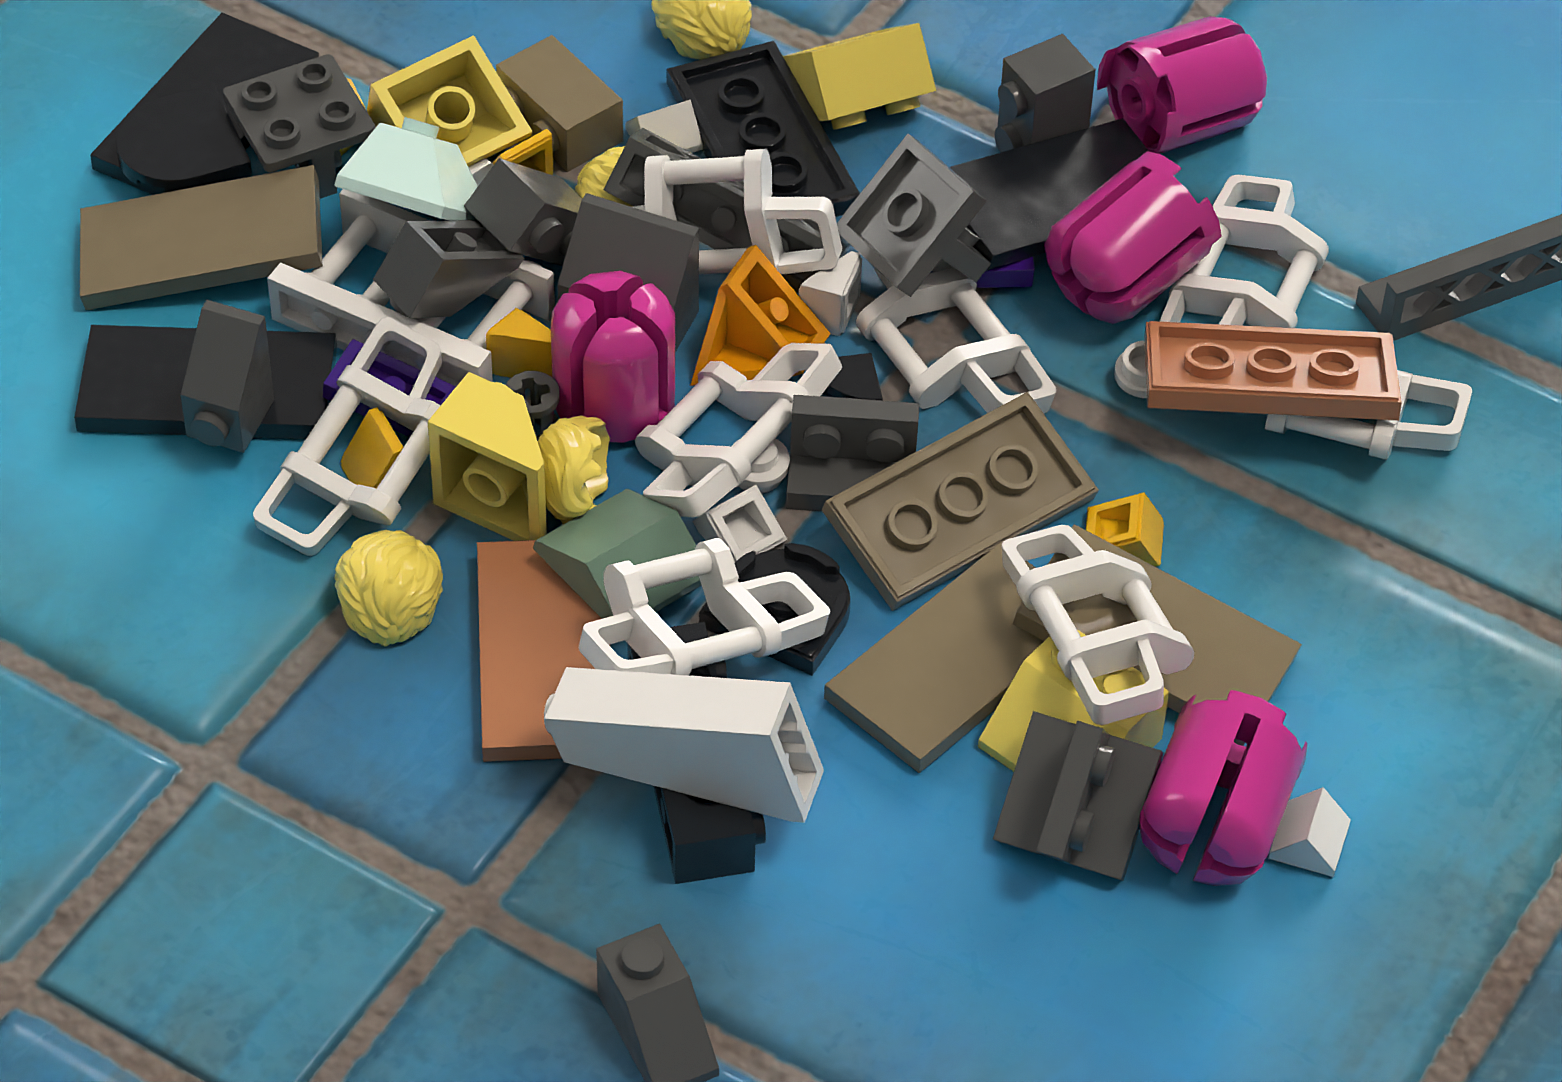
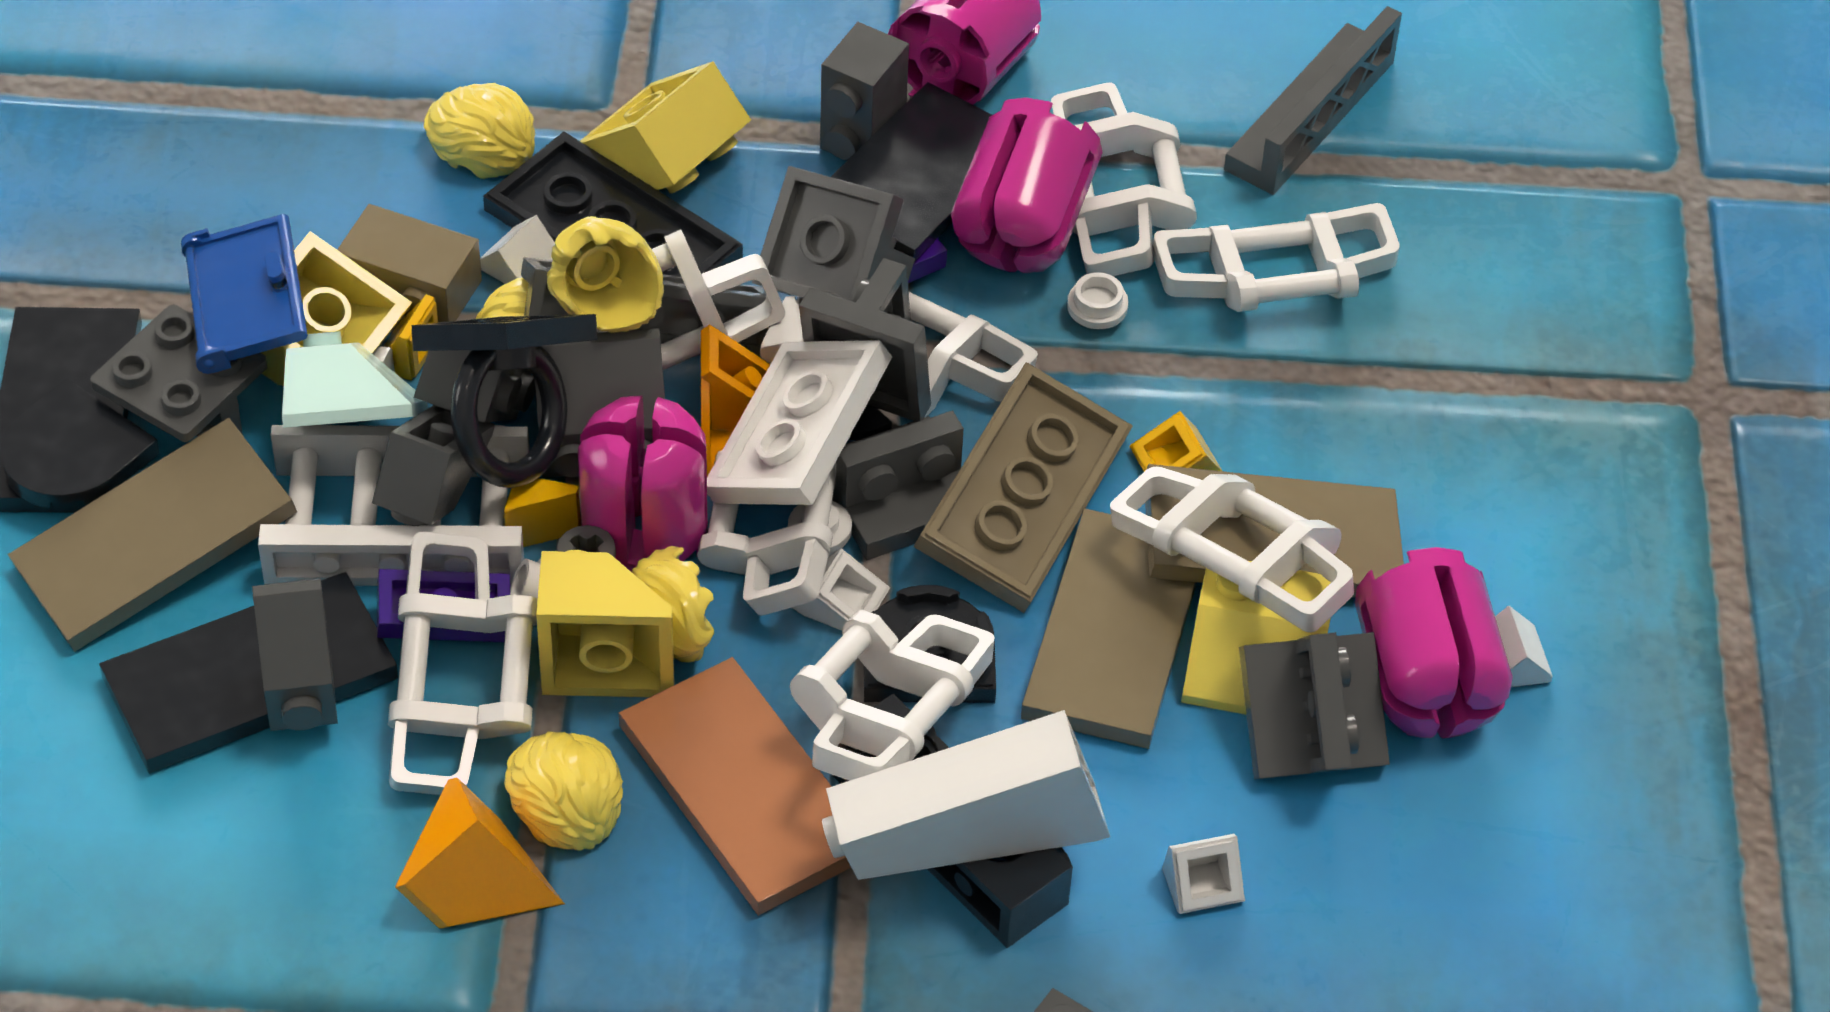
camera: 30 degrees left, 0 degrees up
(271, 612) = (471, 865): none -> light orange slope
(371, 450) = (466, 670): yellow slope -> none
(385, 64) = (238, 293): none -> blue door
(541, 185) = (507, 345): none -> black tile
(615, 532) = (754, 659): sand green slope -> none
(668, 160) = (606, 272): none -> light yellow hair
(776, 358) = (797, 422): none -> white plate
(885, 897) = (1204, 873): none -> white slope
(887, 314) = (883, 314): none -> dark grey bracket
(1271, 370) = (1219, 257): nougat tile -> none

